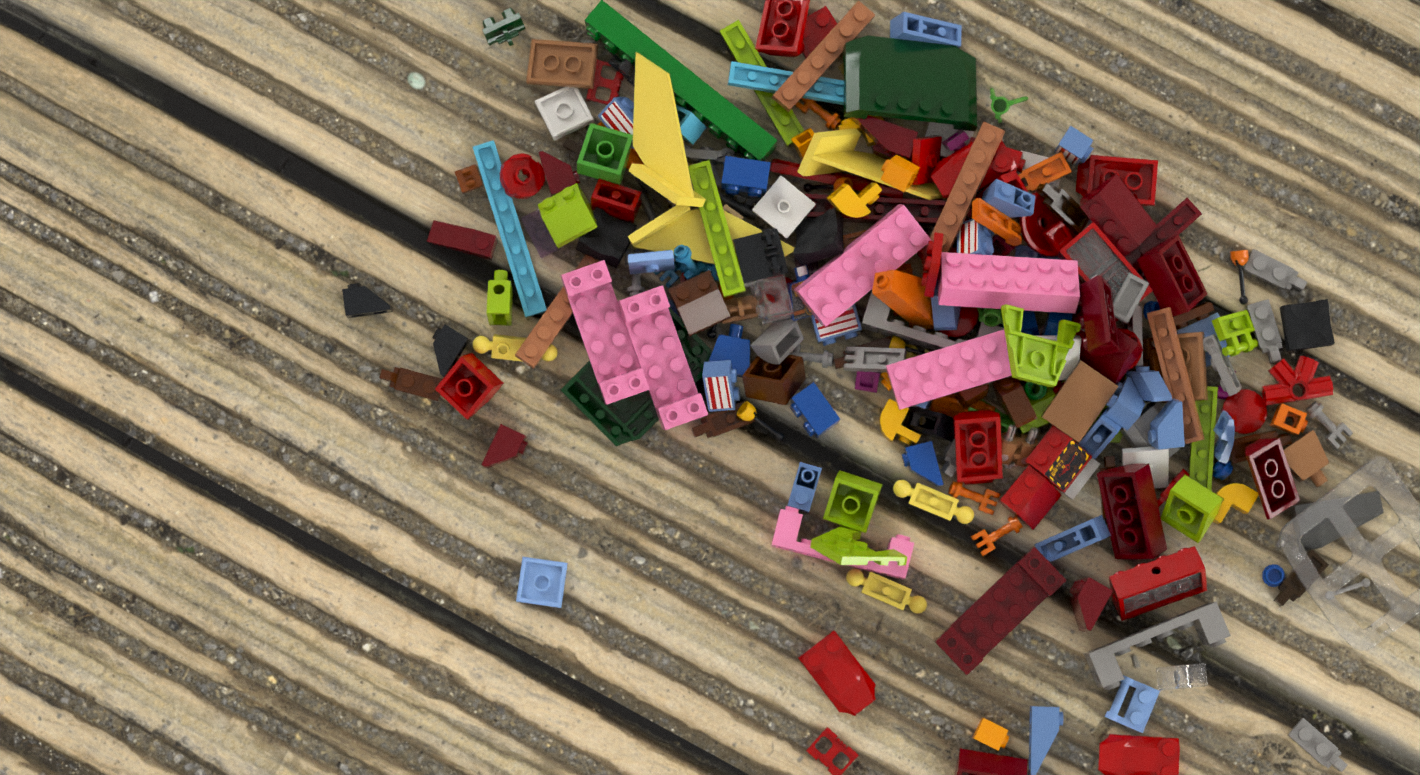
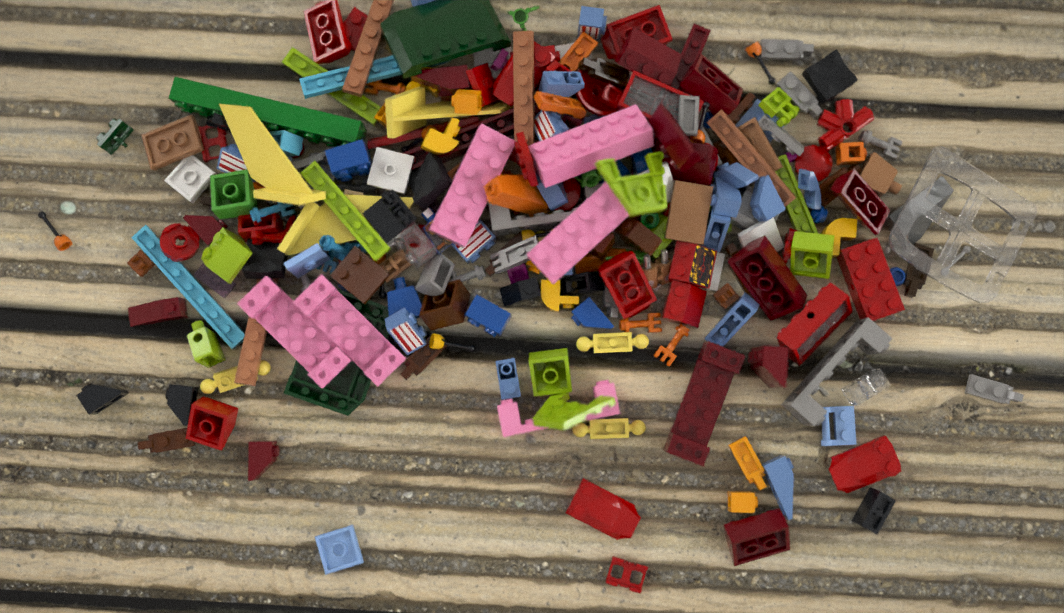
camera: 25 degrees left, 0 degrees up
(395, 115) = (61, 241): none -> orange hinge
(610, 212) = (259, 237): none -> red piece
(620, 188) = (280, 207): none -> dark azure hinge
(860, 401) = (520, 292): none -> black slope
(1018, 696) = (748, 462): none -> light orange hinge
(1079, 509) = (725, 296): none -> dark orange tile
(1130, 328) = (700, 138): none -> hinge
(1241, 565) = (869, 280): none -> red brick

